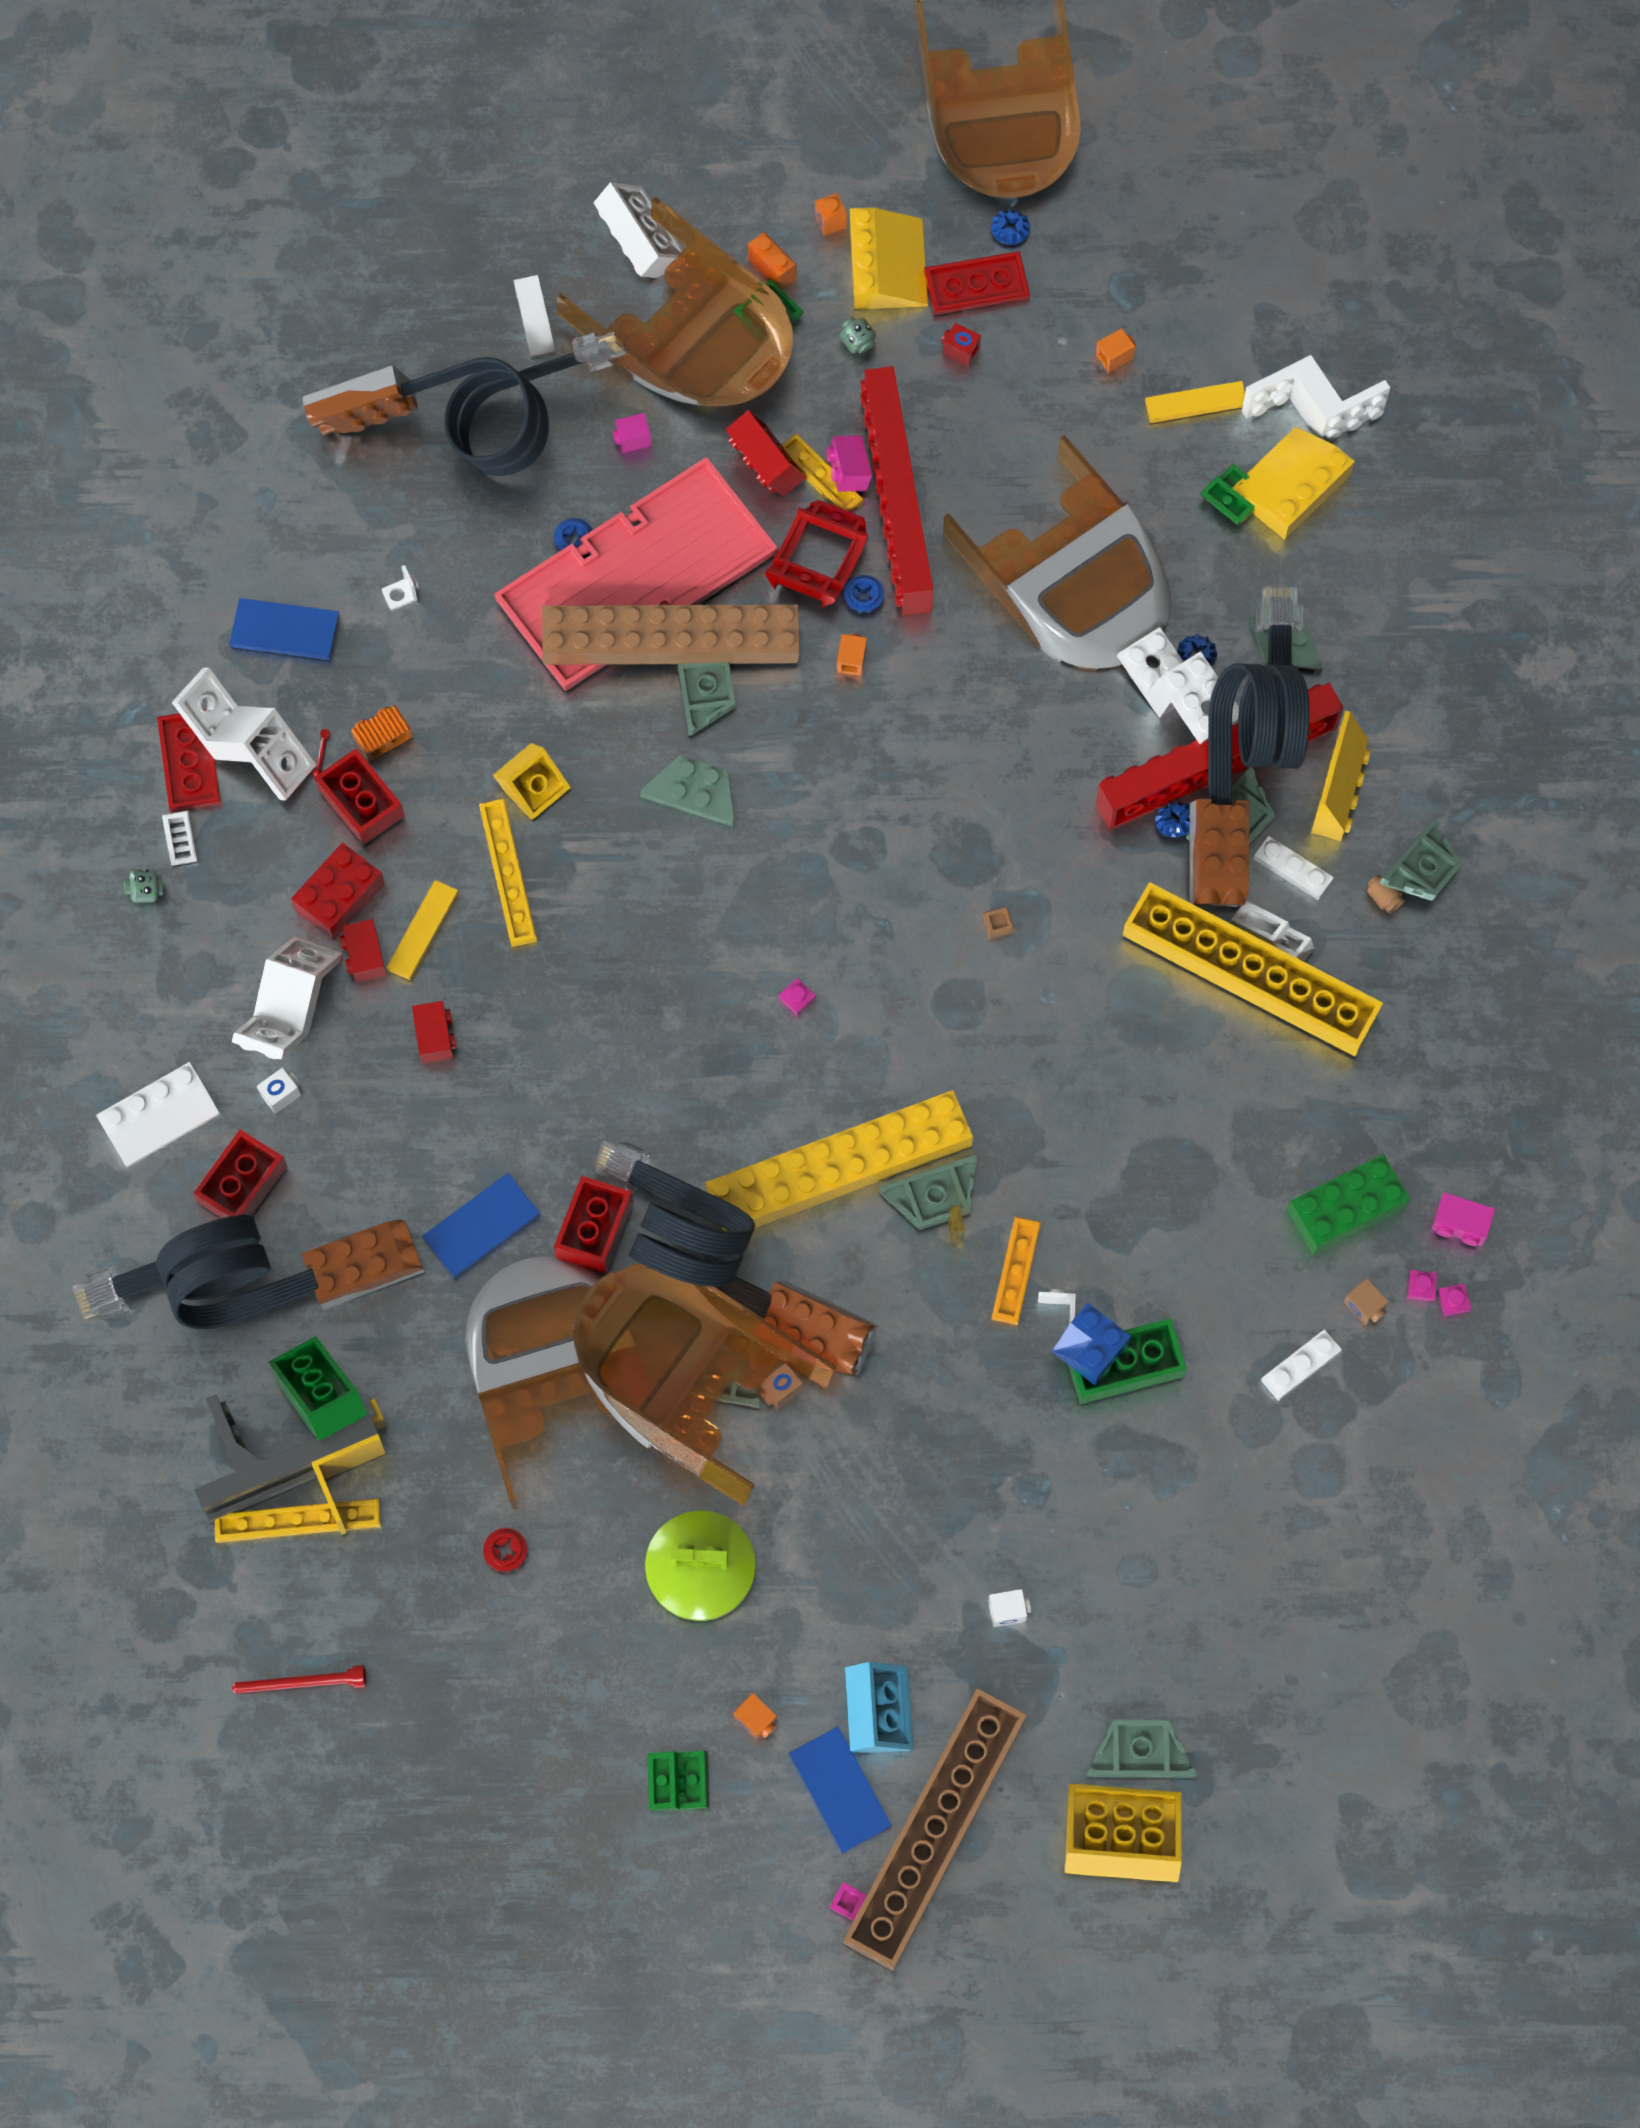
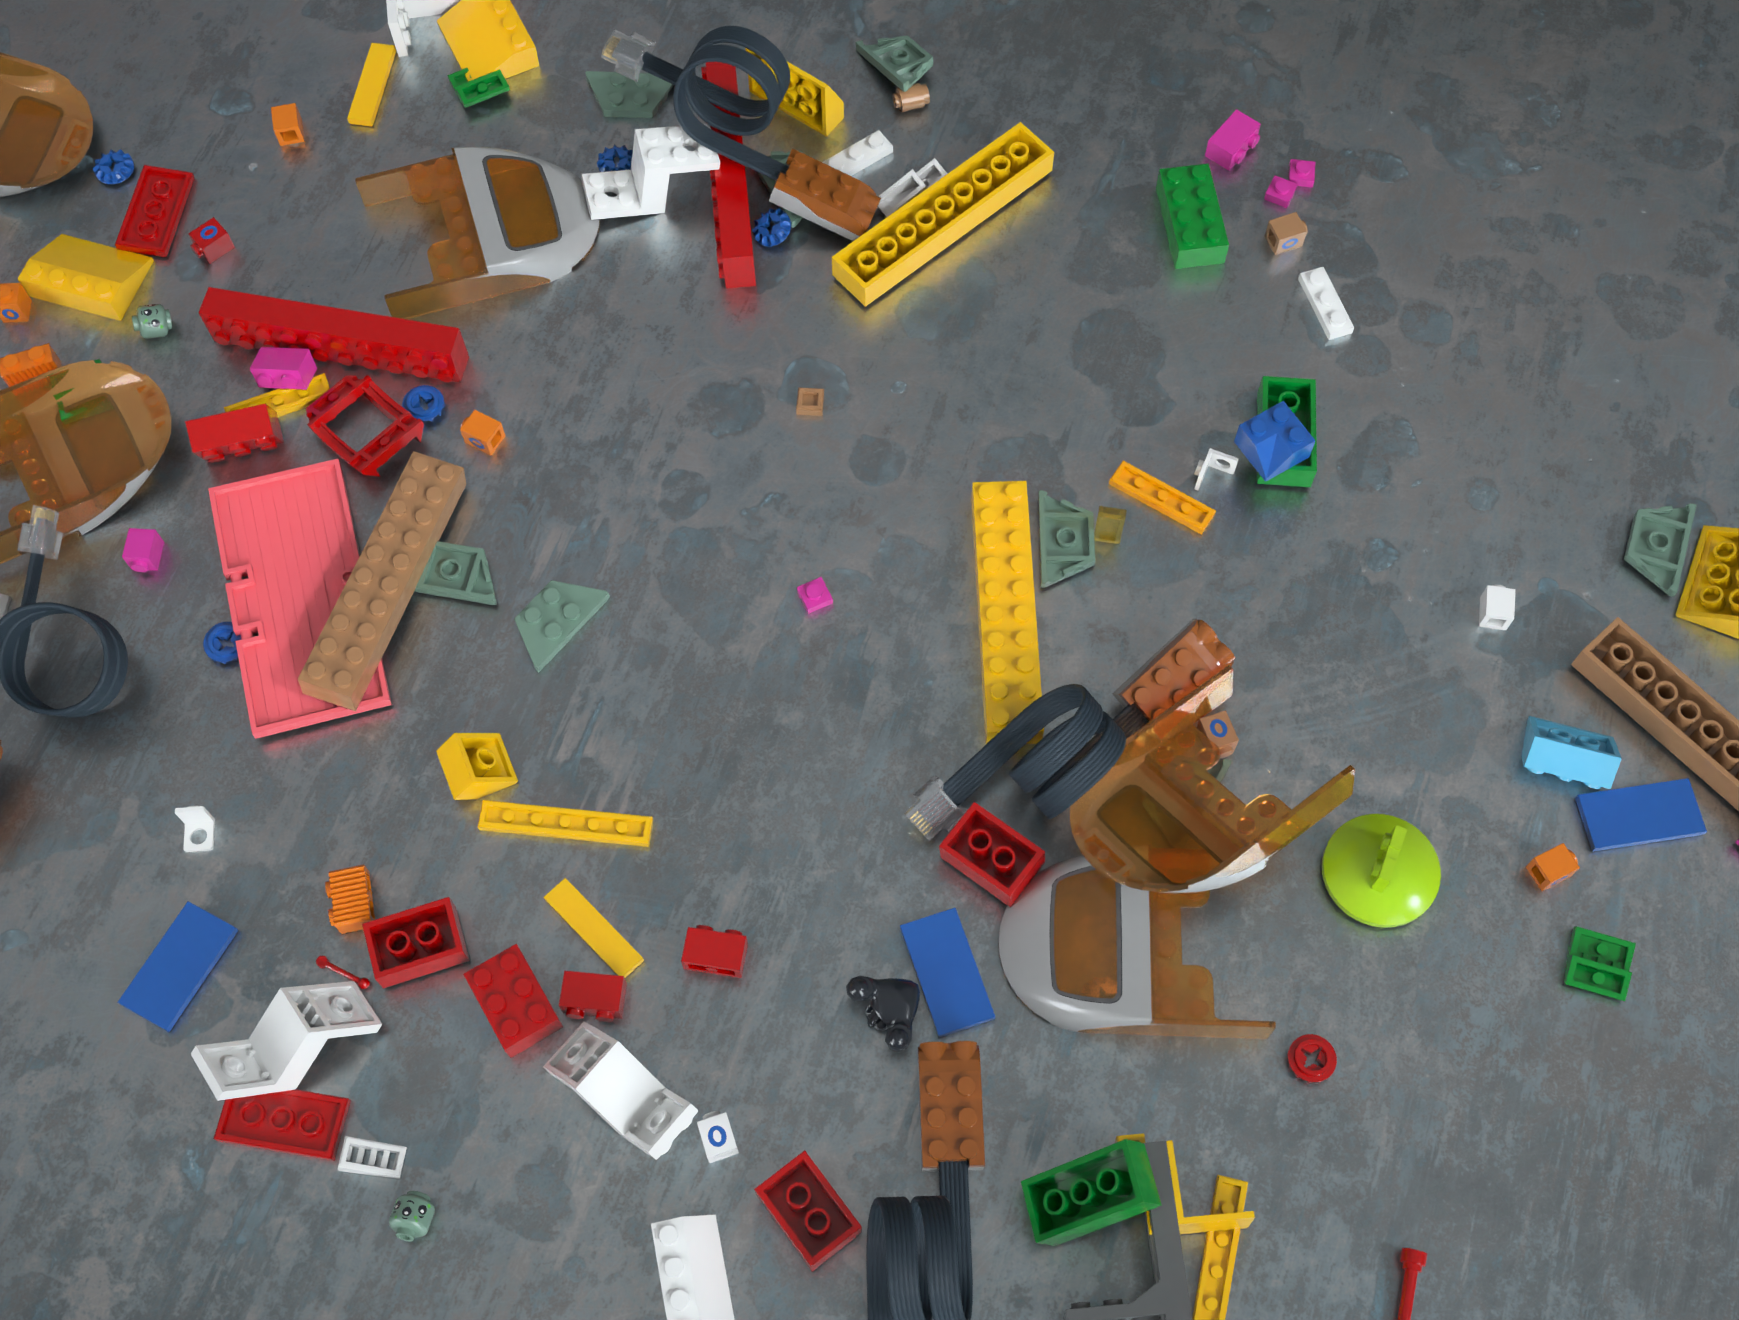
camera: 70 degrees left, 5 degrees down
(433, 1187) = (890, 1006): none -> black head

